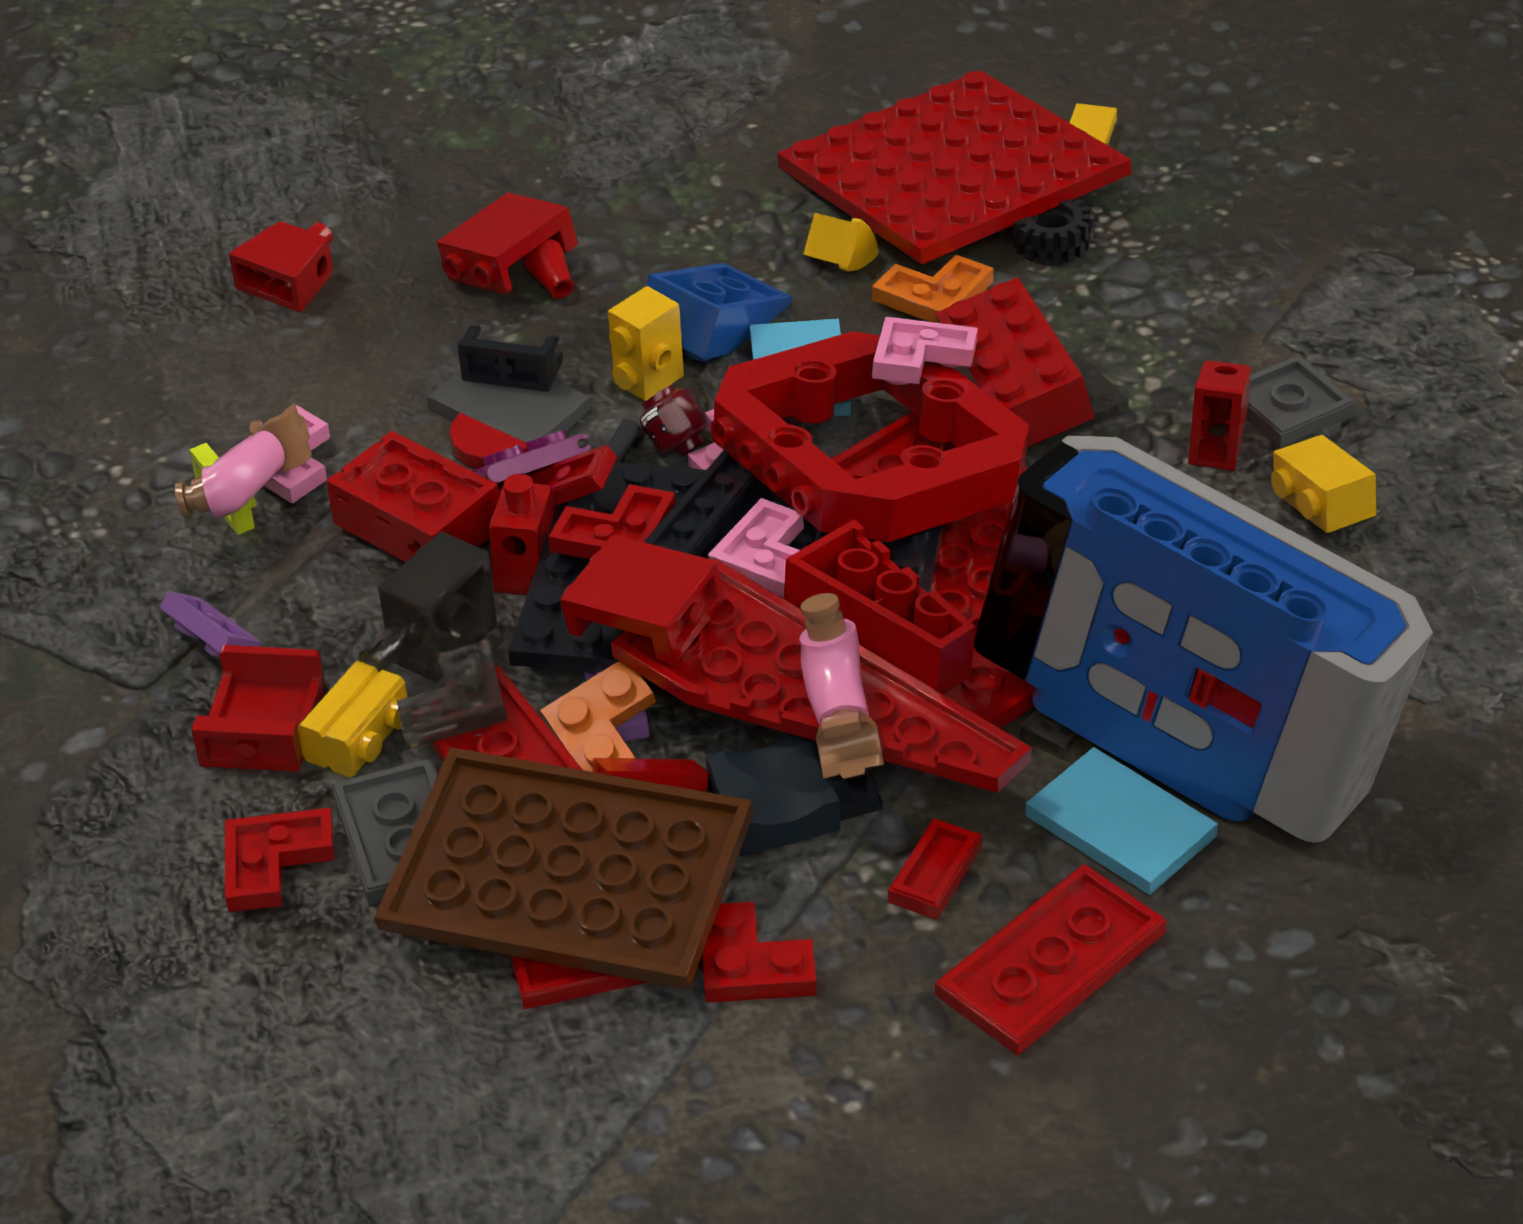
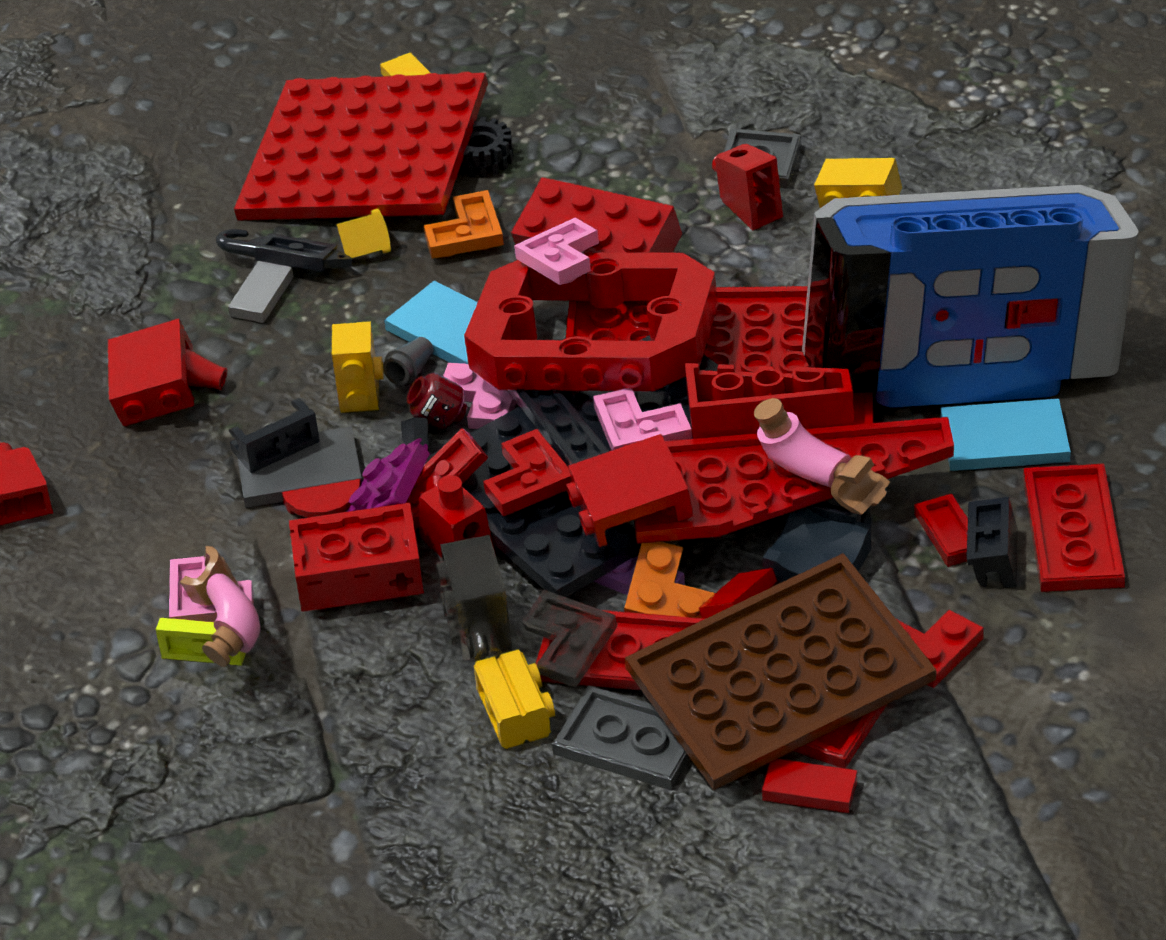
camera: 45 degrees left, 0 degrees up
(203, 621) = (350, 720): medium lavender plate -> none
(259, 708) = (441, 739): red panel -> none
(265, 843) = (575, 808): red plate -> none
(466, 996) = (809, 785): none -> red tile
(699, 237) = (260, 291): none -> light grey tile
(706, 371) = (407, 361): none -> dark grey cone
(718, 306) = (344, 308): blue slope -> none
(760, 212) = (285, 250): none -> black plate
(941, 908) = (992, 540): none -> black hinge

